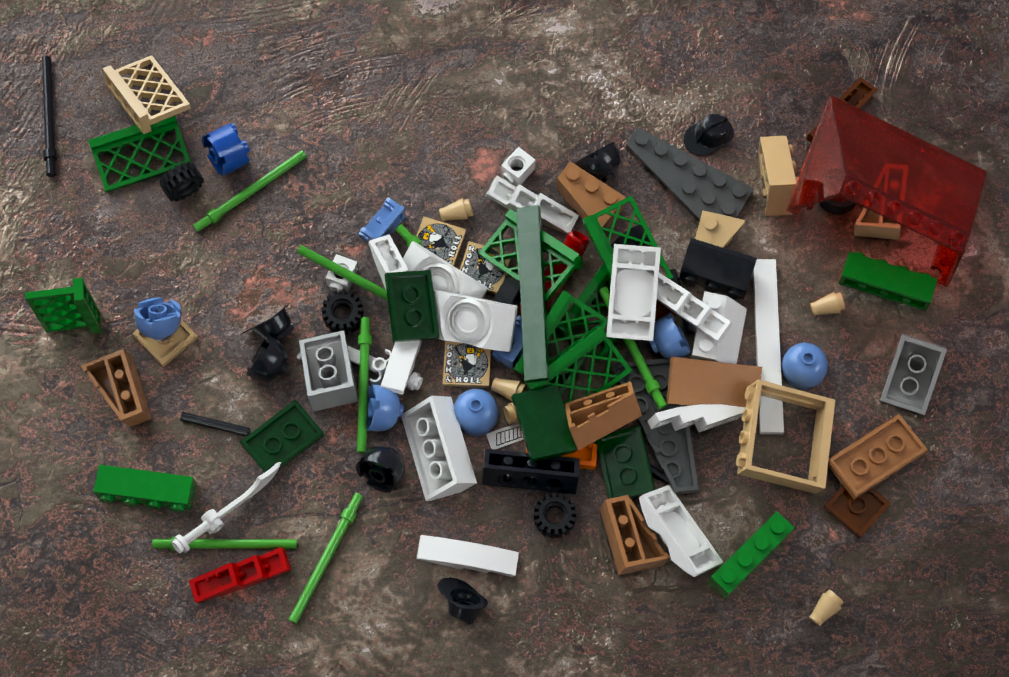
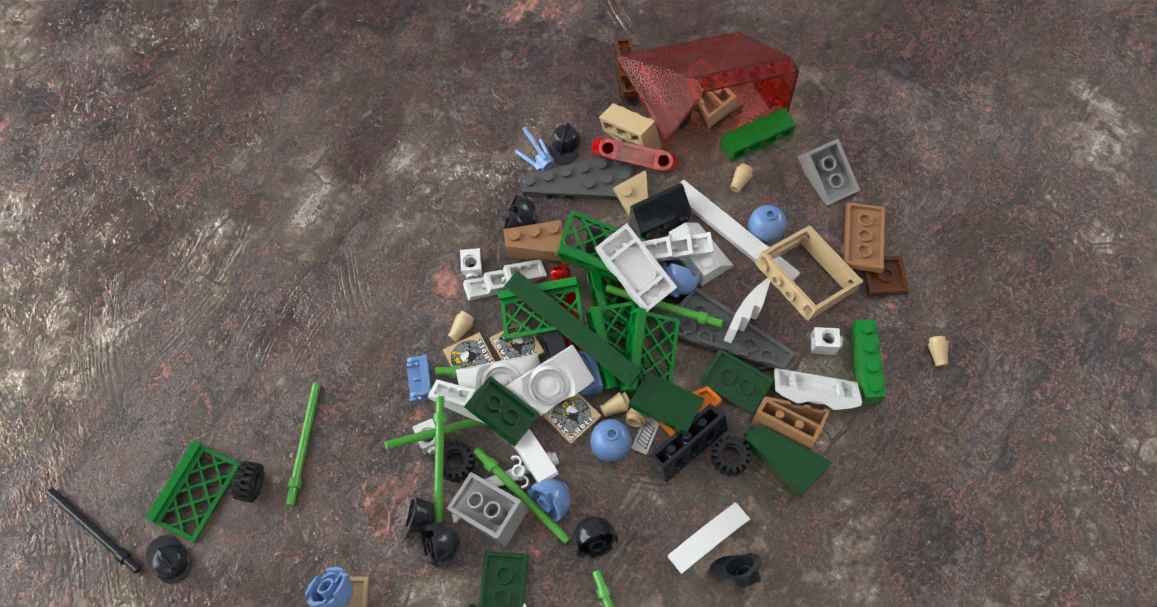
camera: 45 degrees left, 5 degrees down
(78, 187) = (168, 559): none -> black piece
(131, 98) = (150, 459): tan fence -> none
(226, 149) = (258, 429): blue brick -> none
(358, 266) = (439, 417): none -> bright green bar
(438, 448) = (614, 487): white slope -> none
(595, 567) = (786, 459): none -> dark green slope
(601, 413) = (693, 361): medium nougat wedge -> none
(673, 132) = (543, 159): none -> light blue plant
(709, 382) = (732, 283): medium nougat tile -> none
(737, 495) = (819, 346): none -> white brick
(753, 199) = (635, 154): none -> plate

